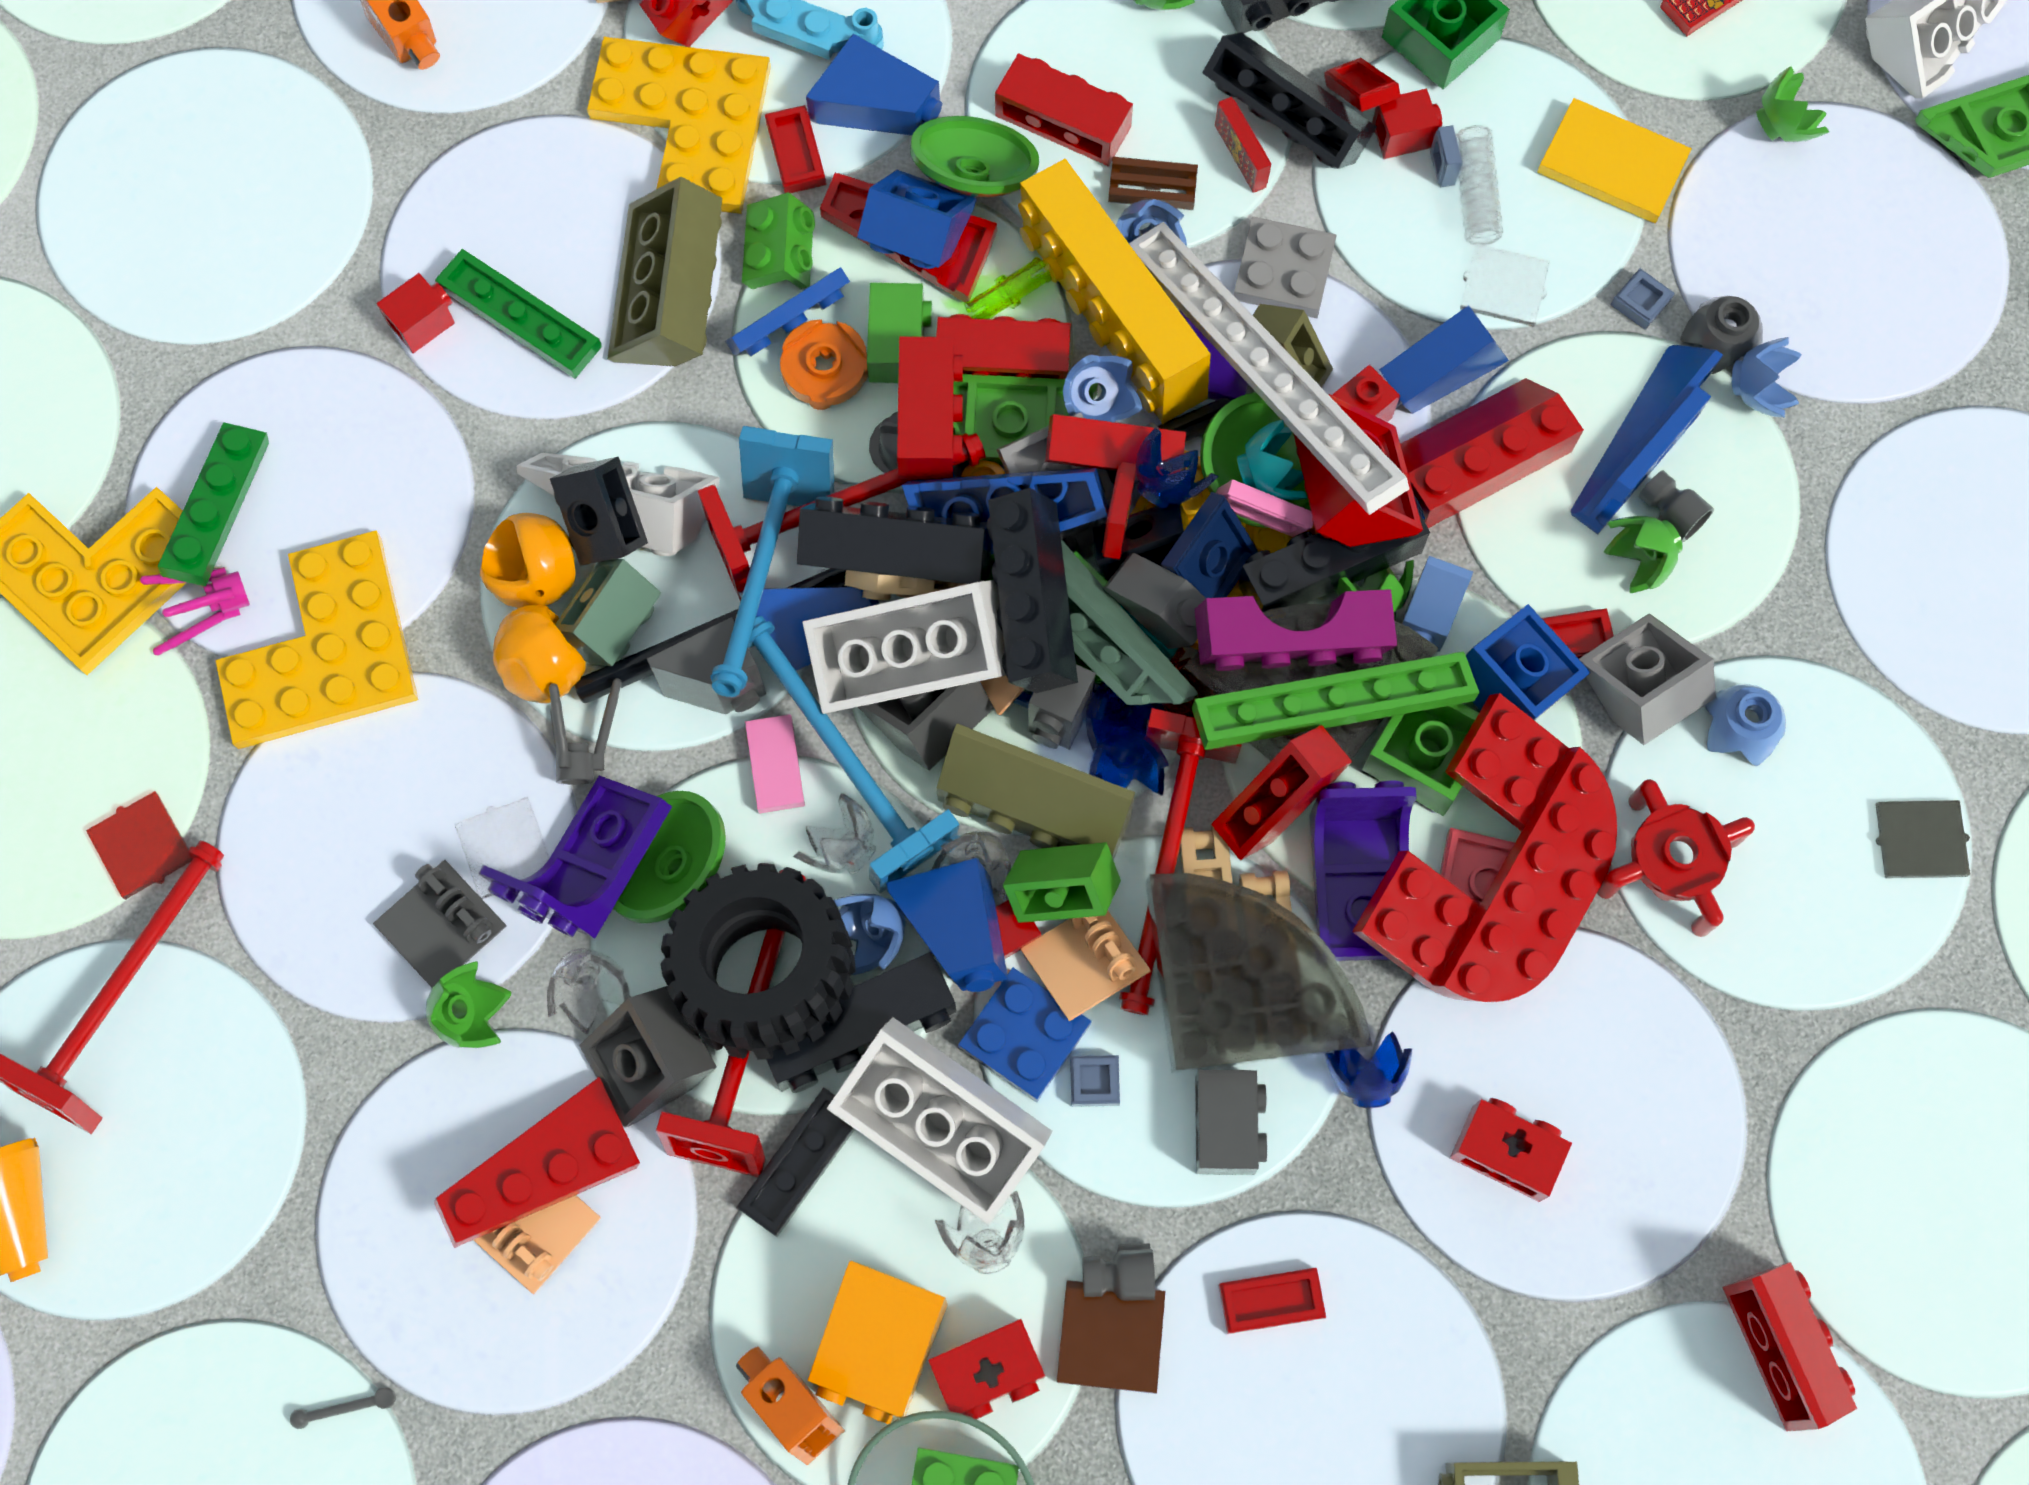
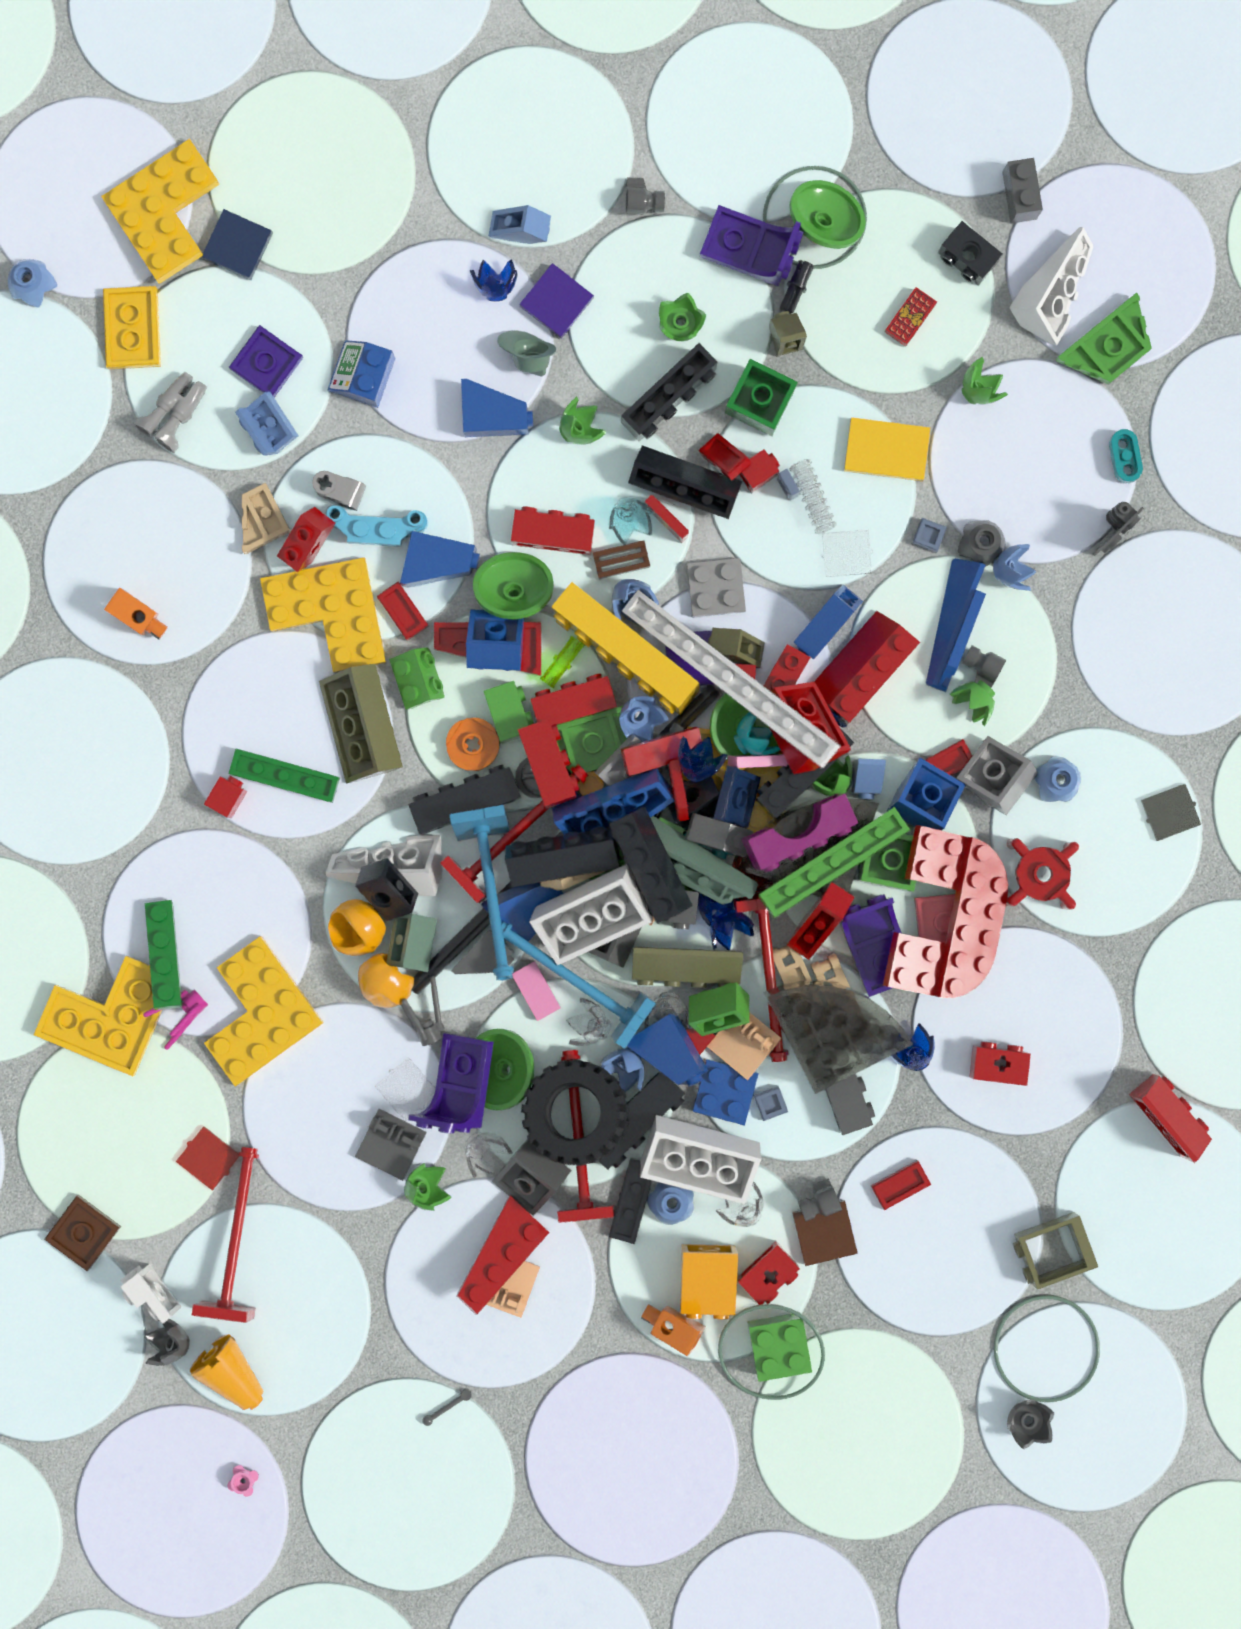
camera: 20 degrees left, 15 degrees up
(716, 428) = (476, 793): none -> black brick
(789, 314) = (441, 721): blue plate -> none
(880, 1203) = (658, 1203): none -> medium blue piece
(1196, 137) = (630, 516): none -> clear light blue piece
(1956, 364) = (1121, 518): none -> dark grey hinge
(1990, 286) = (1128, 456): none -> teal plate

